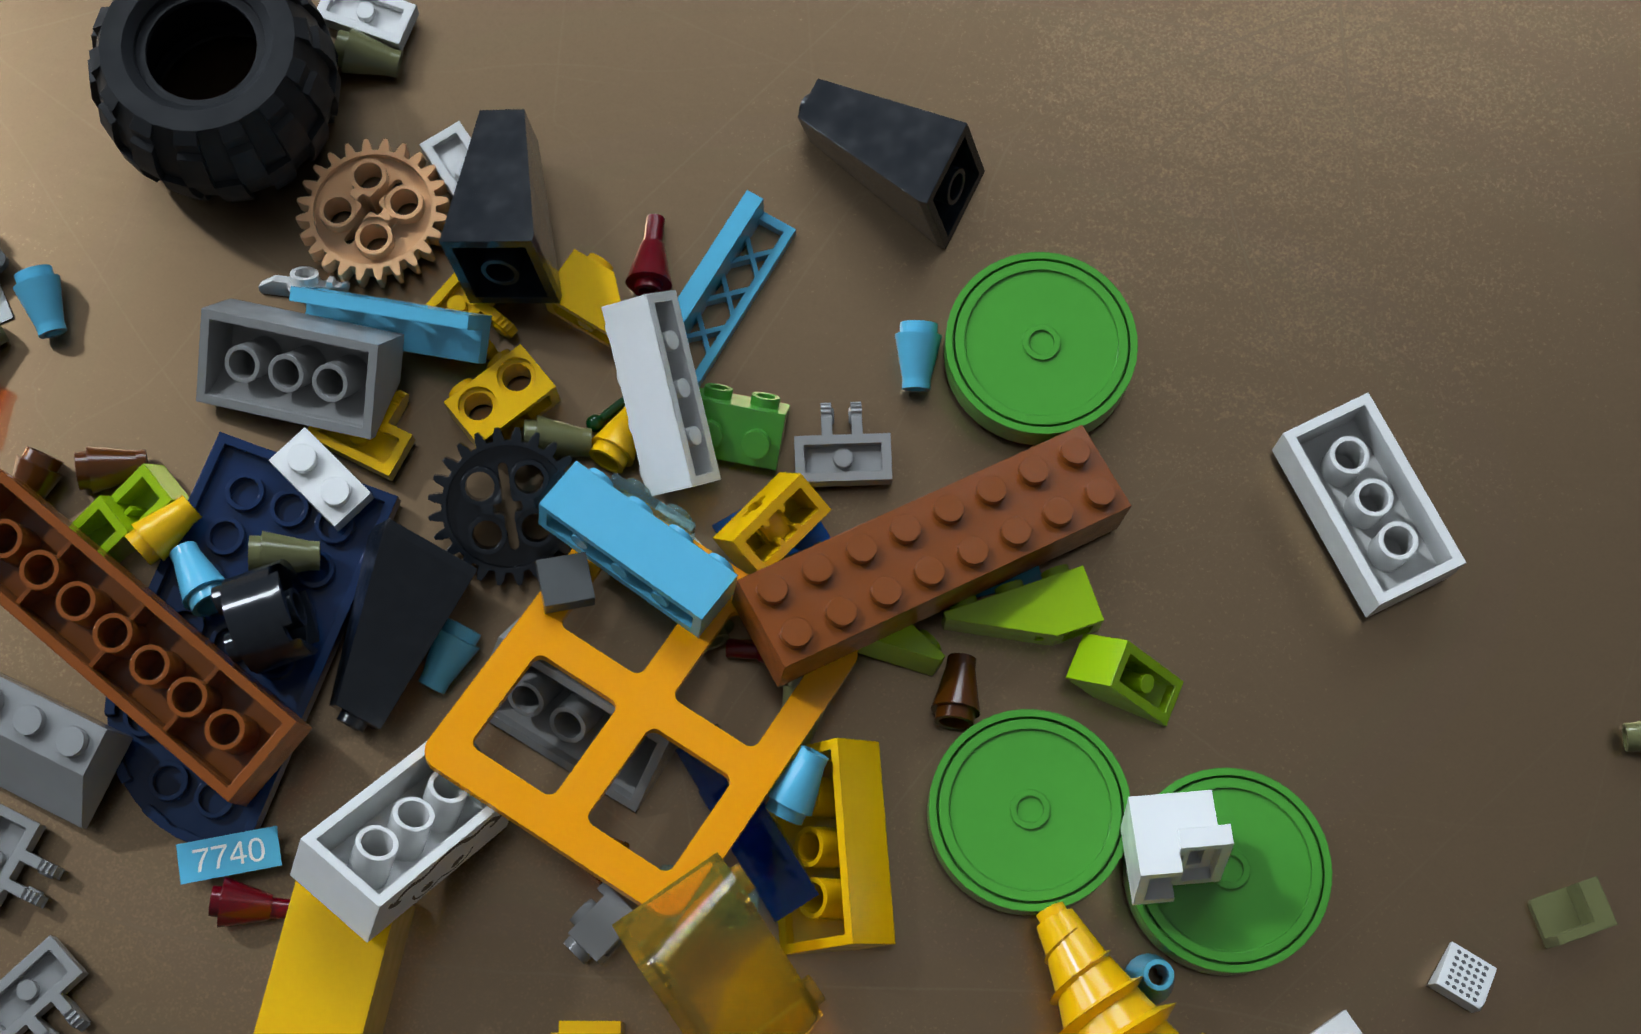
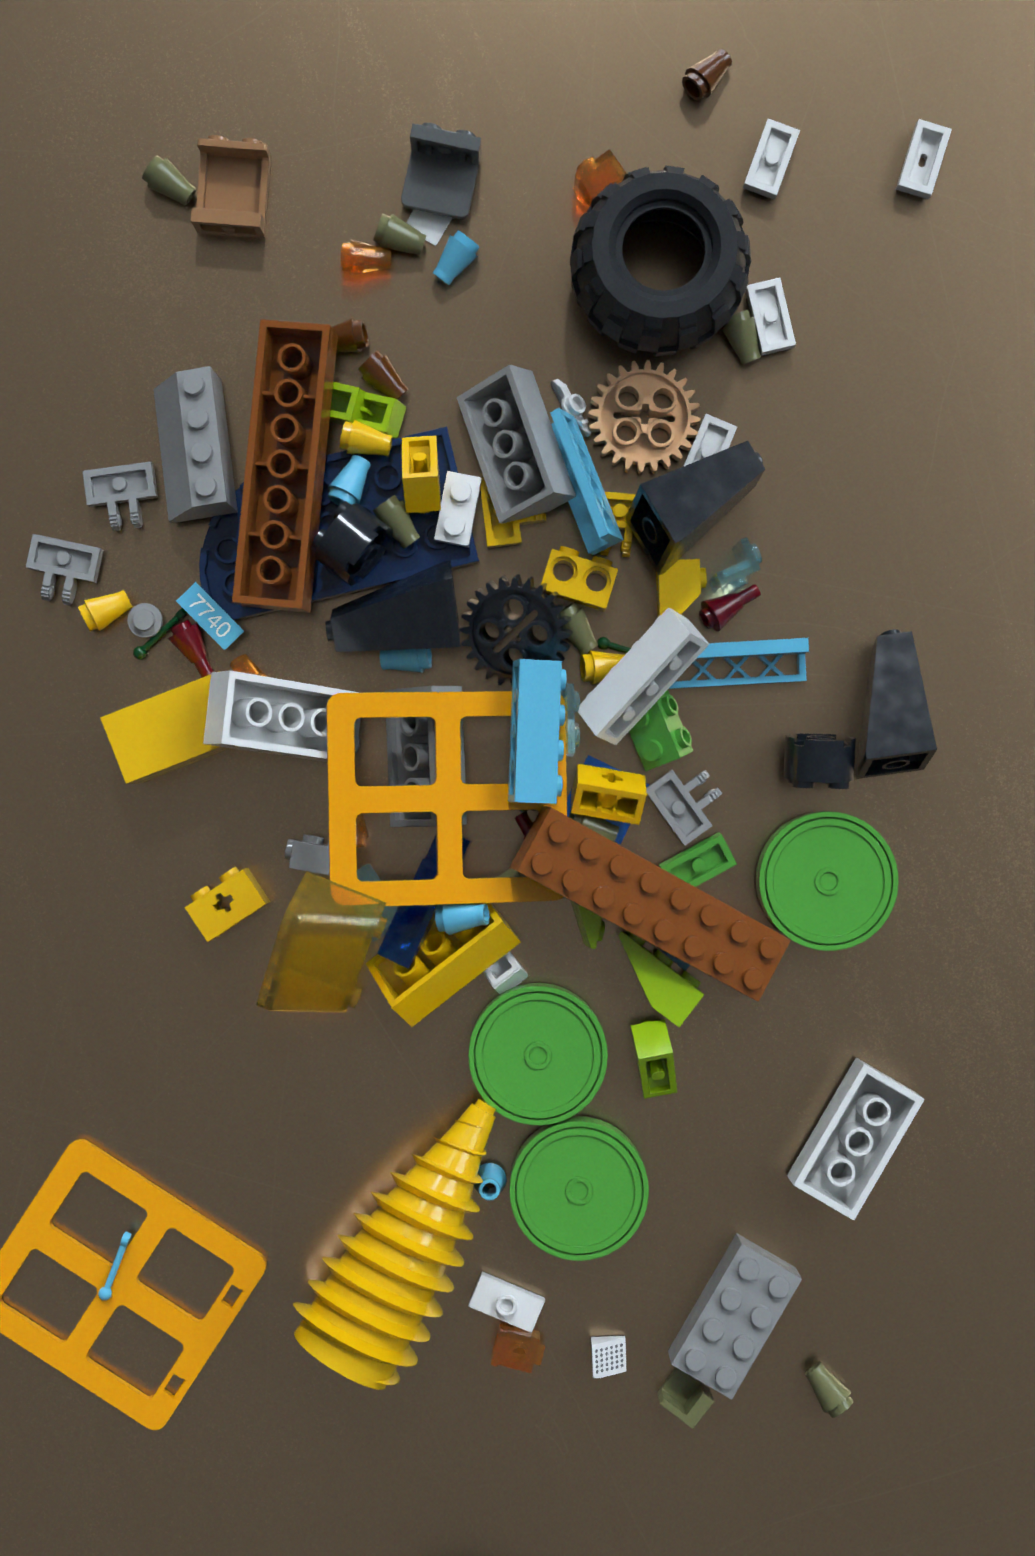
camera: 60 degrees right, 15 degrees up
(71, 95) = (595, 175): none -> clear orange brick
(126, 985) = (105, 609): none -> yellow cone
(176, 942) = (145, 620): none -> light grey plate
(210, 976) = (140, 651): none -> dark green hinge
(251, 491) = (421, 474): none -> yellow slope
(565, 582) = (486, 703): dark grey tile -> none
(613, 202) = (736, 576): none -> clear light blue bracket
(893, 263) = (820, 760): none -> black brick
(905, 790) = (505, 973): none -> white slope
(917, 353) = (774, 808): medium azure cone -> none
(924, 464) = (701, 861): none -> bright green plate
(957, 695) = (580, 967): reddish brown cone -> none
(1172, 843) = (566, 1151): white plate -> none
(1503, 786) = (734, 1316): none -> light grey brick

